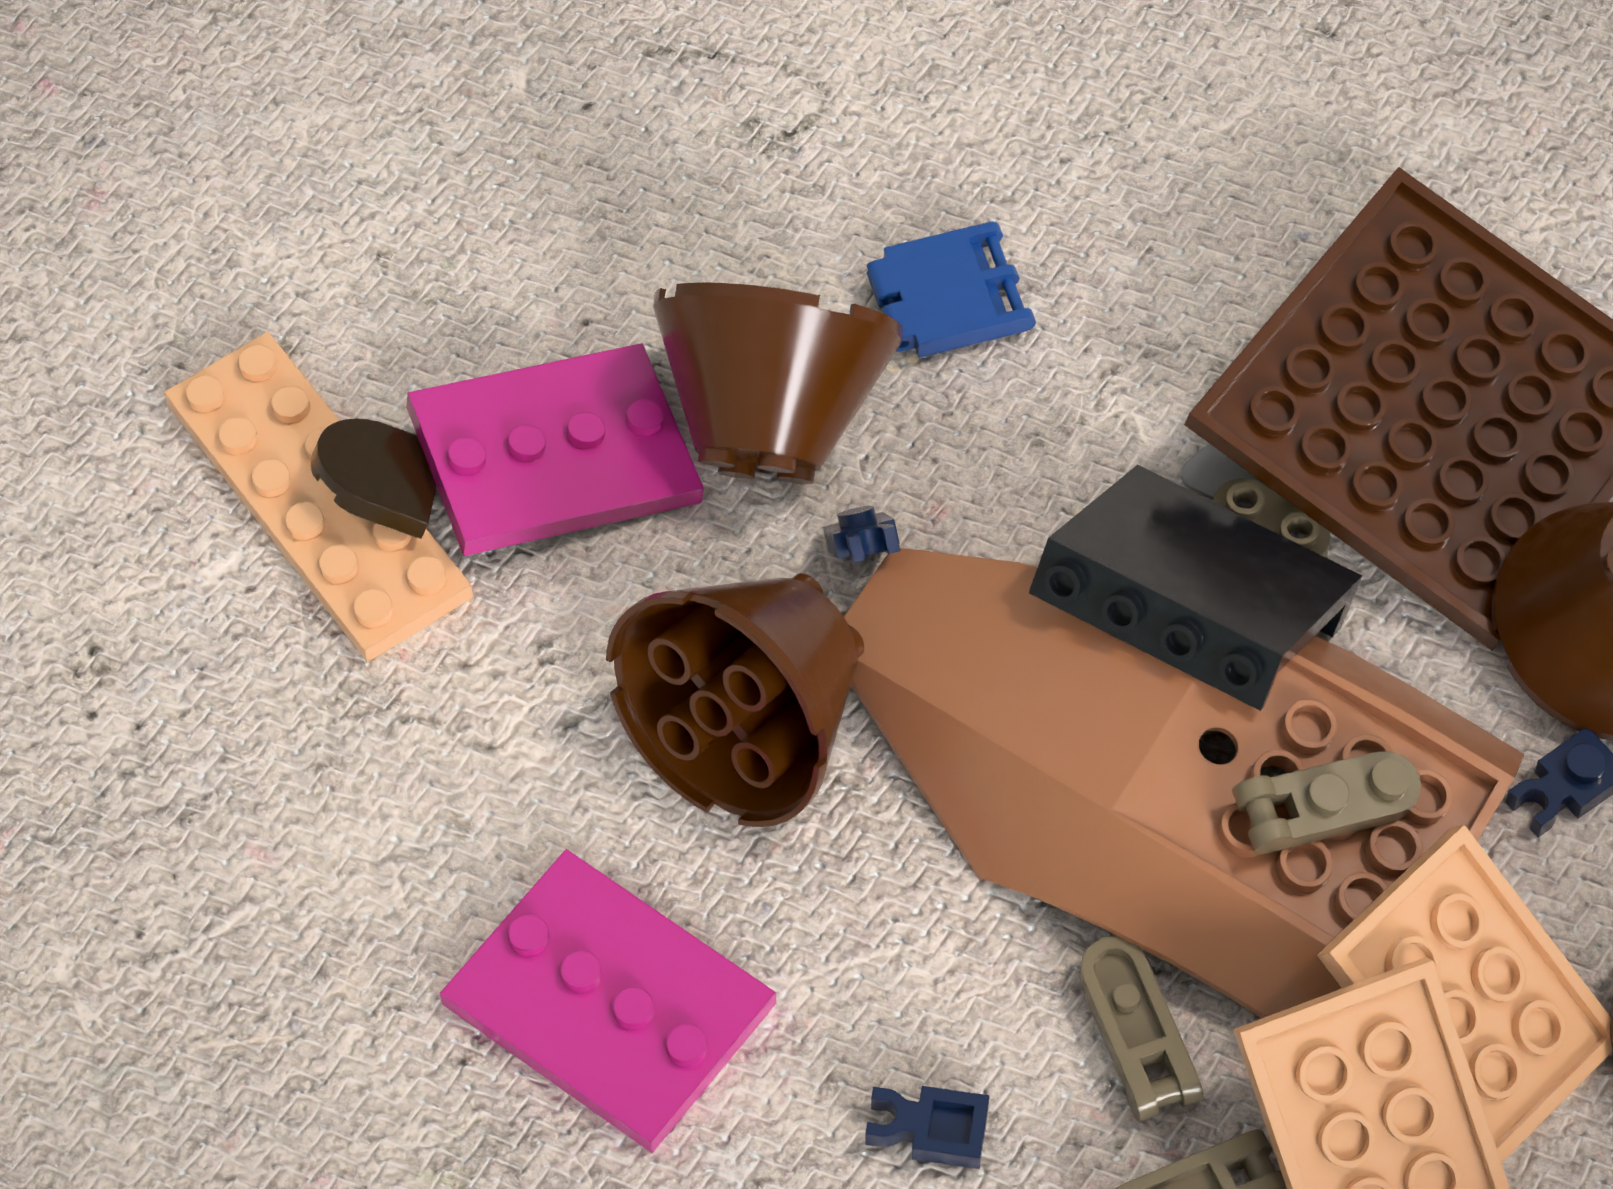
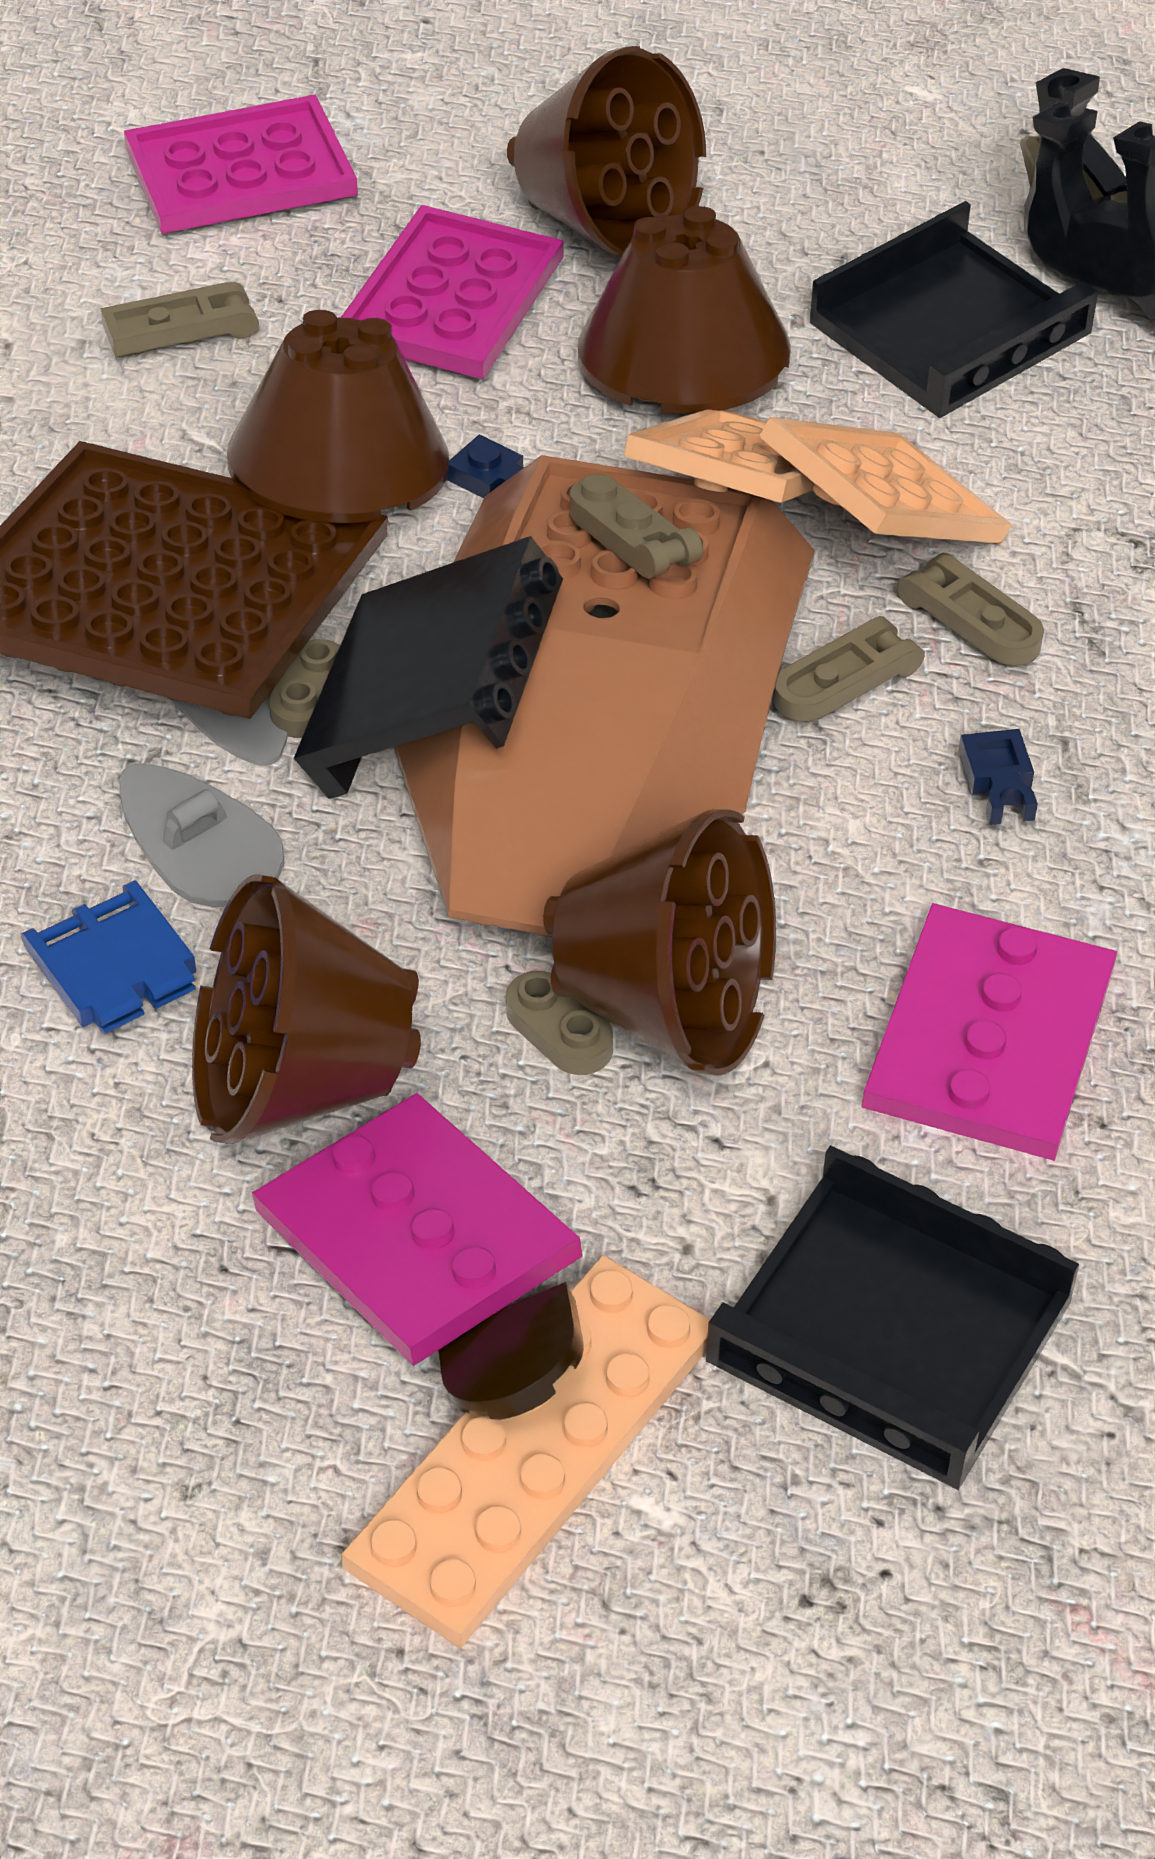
camera: 110 degrees left, 10 degrees down
(312, 788) = (895, 1317): none -> black panel
(861, 534) = (437, 937): dark blue plate -> none
(1098, 397) = (197, 834): none -> light grey shield

